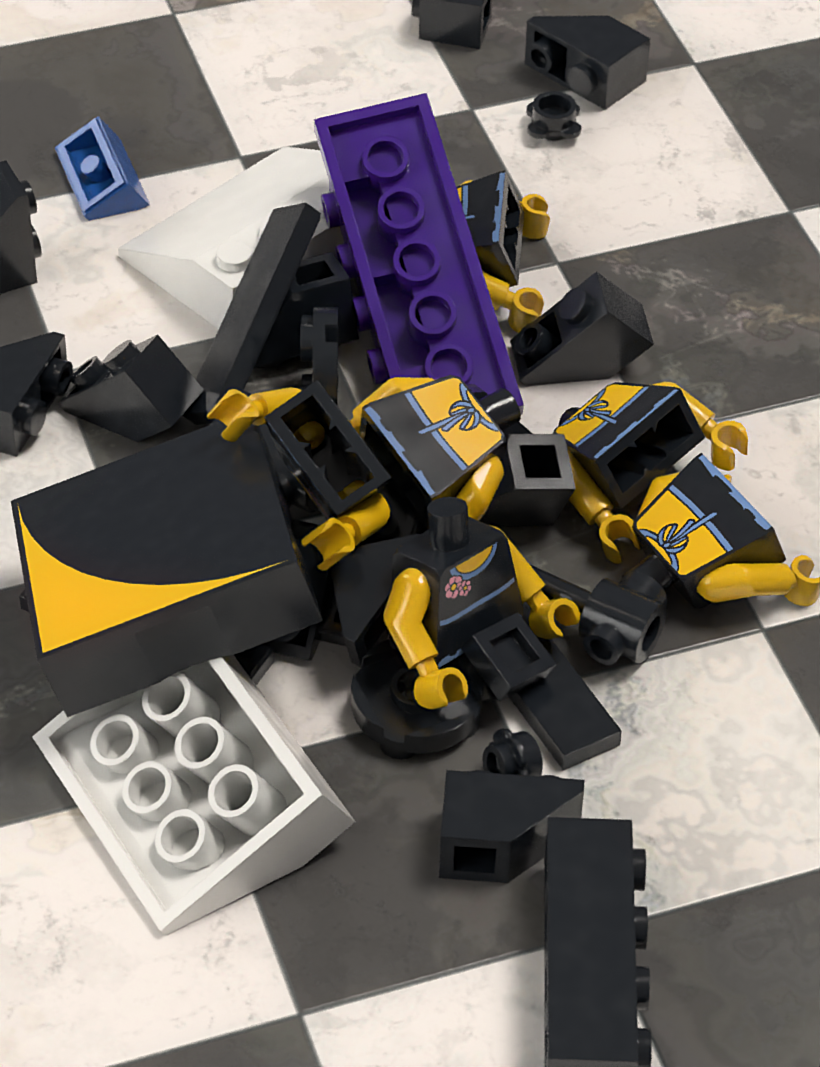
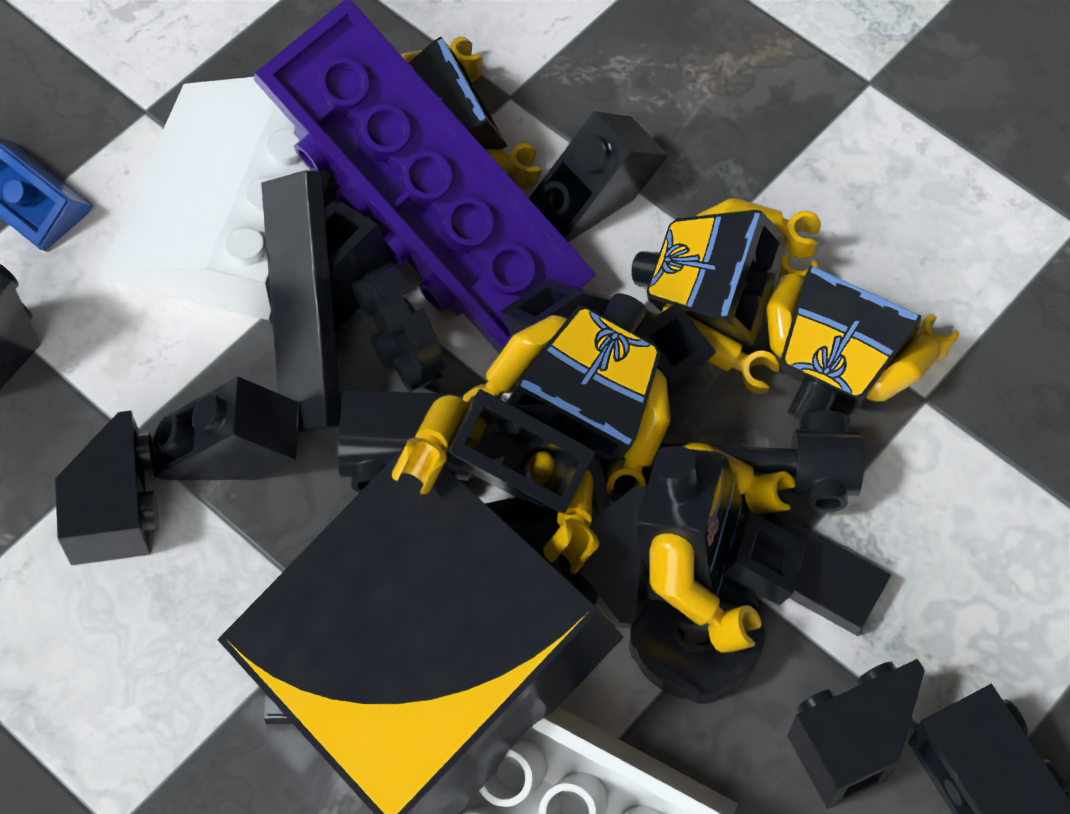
camera: 30 degrees left, 15 degrees up
(513, 754) = (825, 659): black plate -> none

